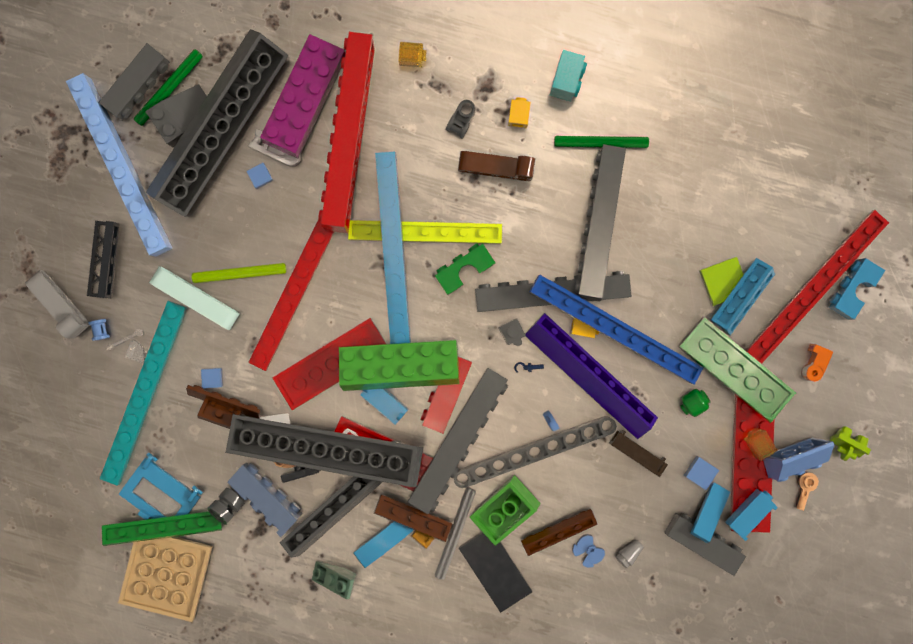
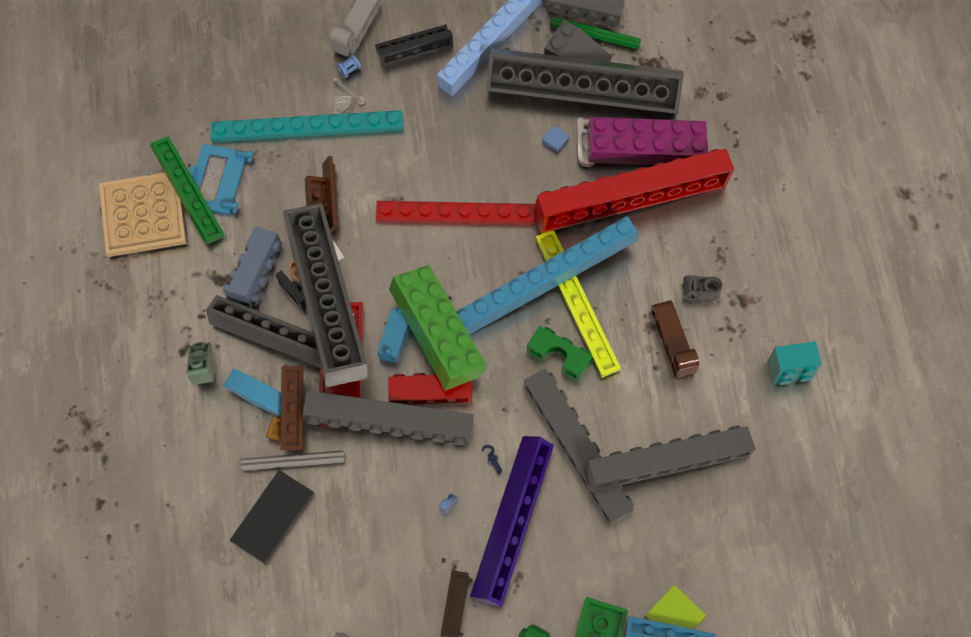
camera: 65 degrees right, 20 degrees down
(194, 298) = (415, 131): light aqua beam -> none
(211, 378) = (347, 176): medium blue tile -> none
(224, 507) = (238, 236): dark grey wheel -> none
(236, 273) = (457, 159): lime axle -> none
(321, 368) = (389, 258): red plate -> none
(412, 54) = (736, 218): clear yellow brick -> none
(505, 510) = (338, 496): bright green slope -> none
(512, 332) = (519, 419): dark grey brick -> none
(519, 112) = (735, 337): yellow brick -> none
(544, 453) = (415, 508): dark grey beam -> none
(559, 532) = (338, 561): reddish brown plate -> none
(582, 329) = (559, 492): yellow brick -> none
(585, 544) = (329, 610): medium blue piece -> none
(598, 141) = (746, 420): green axle -> none
(616, 329) = (571, 523): blue plate -> none

